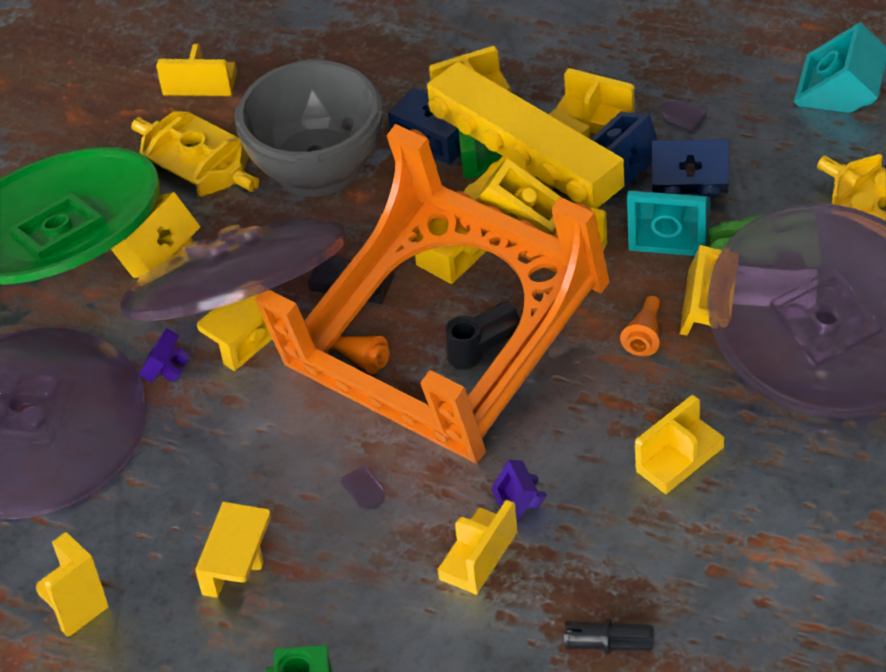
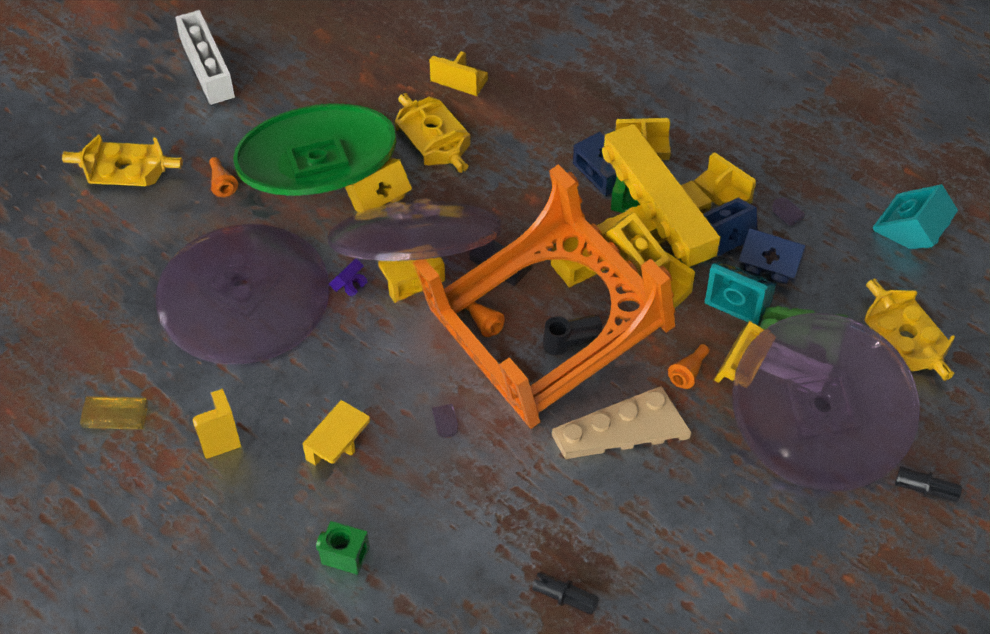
camera: 15 degrees right, 5 degrees up
(297, 124) = (506, 138): dark grey piece -> none
(478, 547) = (504, 493): yellow panel -> none
(517, 486) = (546, 460): dark purple tile -> none
(592, 420) = (622, 425): none -> tan wing
(676, 446) = (673, 466): yellow panel -> none

